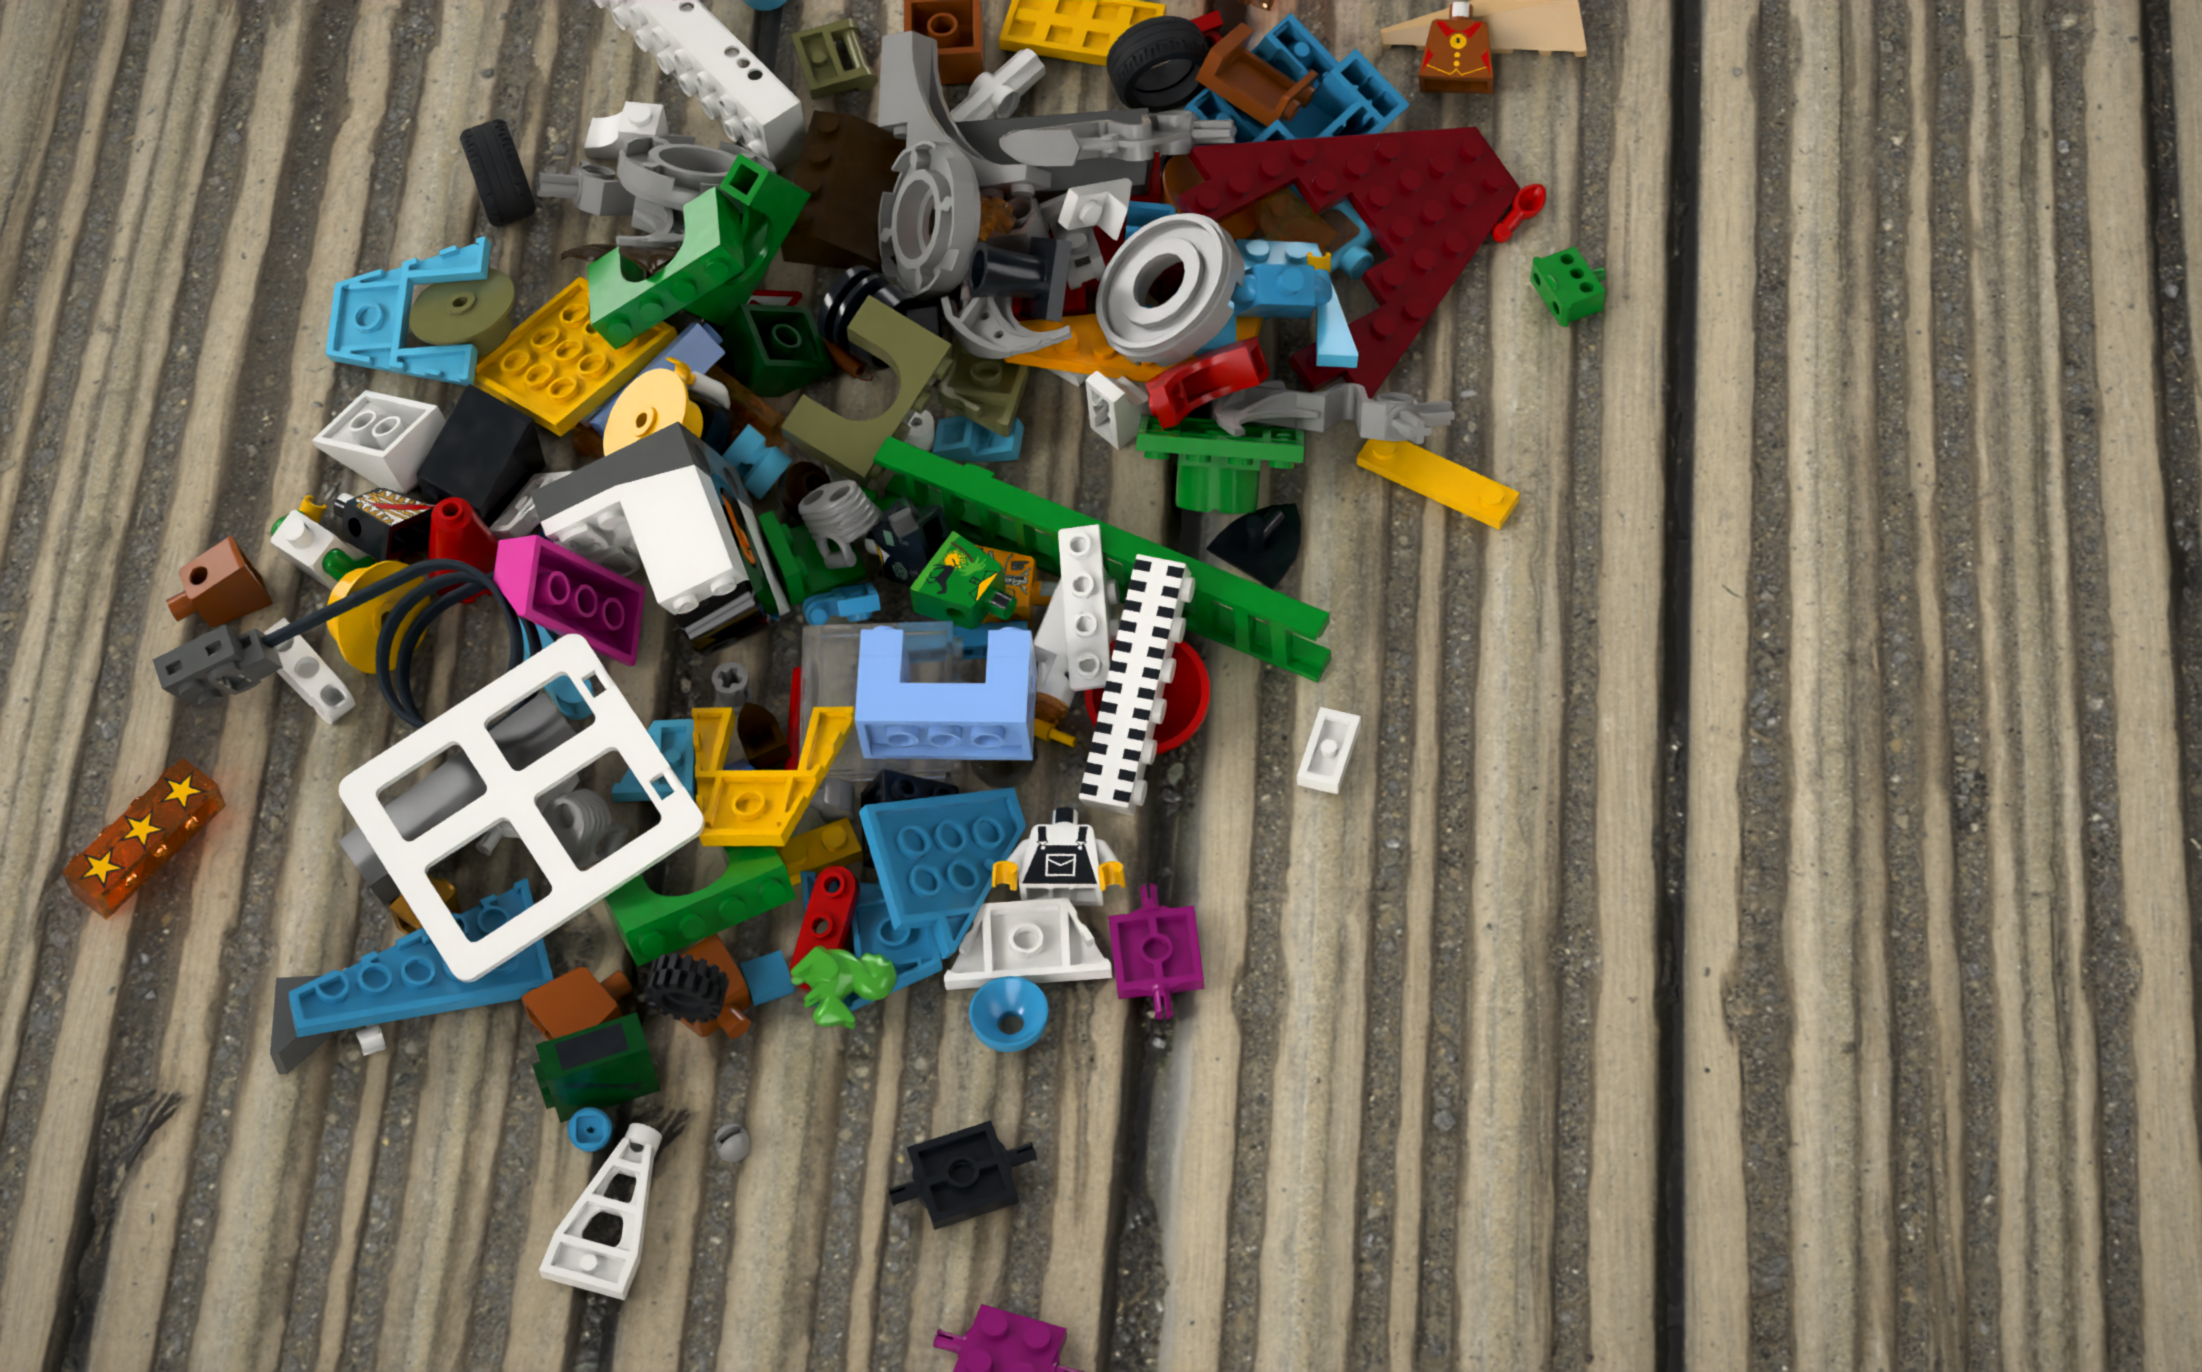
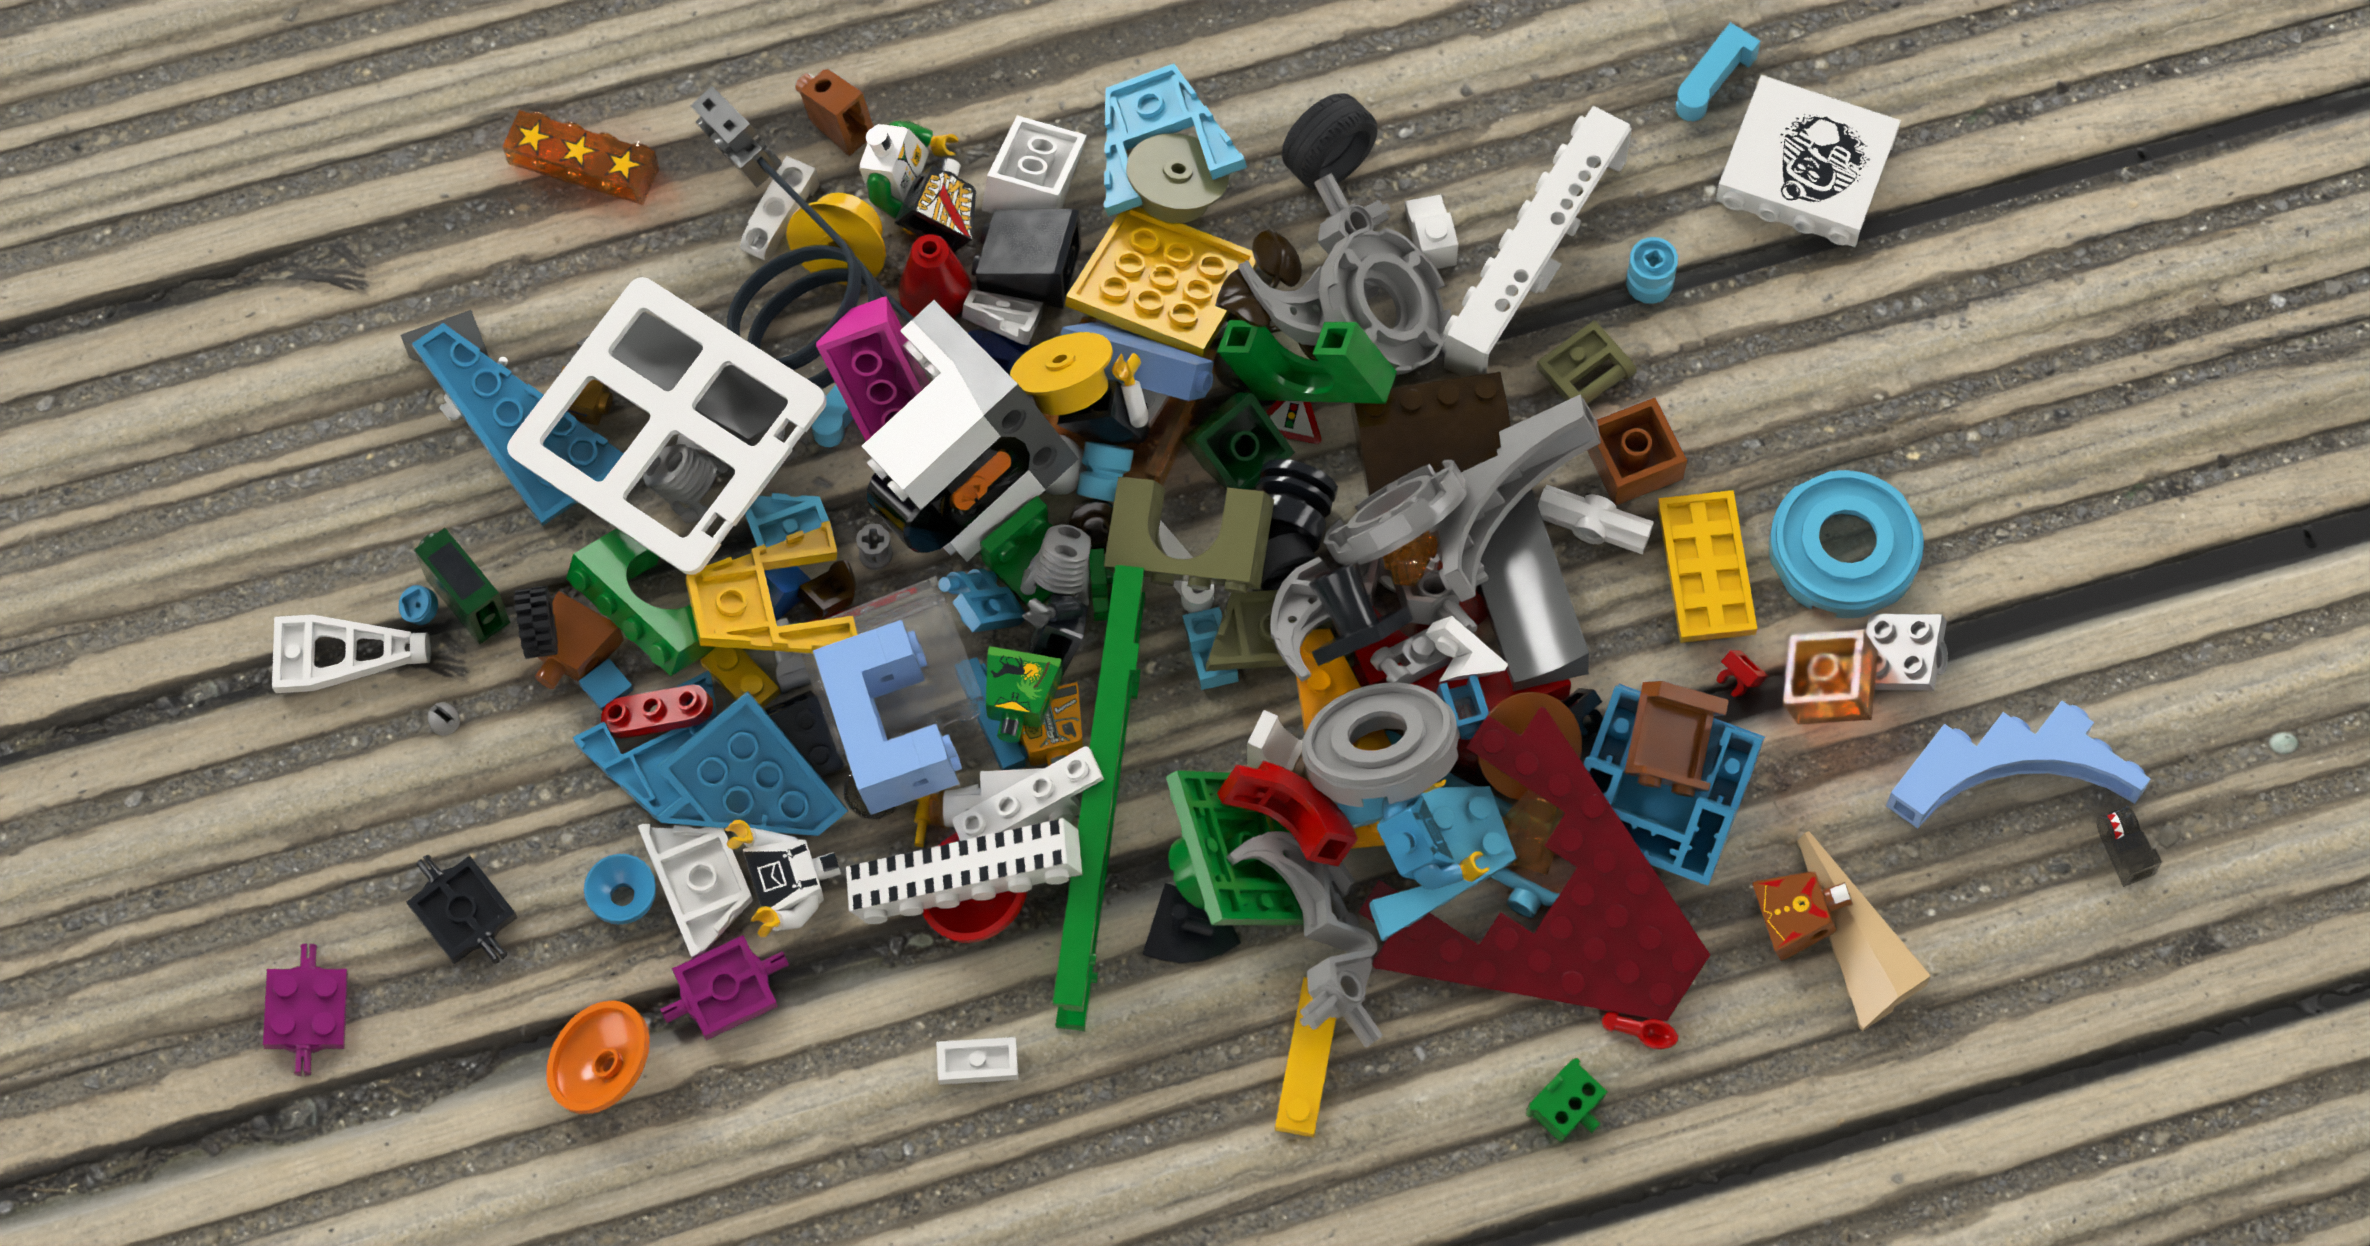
camera: 65 degrees right, 10 degrees up
(575, 1002) = (519, 551): dark orange torso -> none
(710, 254) = (1245, 342): green arch -> none
(835, 975) = (602, 735): bright green animal -> none
(1148, 45) = (1667, 644): black tyre -> none
(1165, 131) = (1559, 677): light grey piece -> none
(1165, 1069) = (598, 1057): none -> orange dish

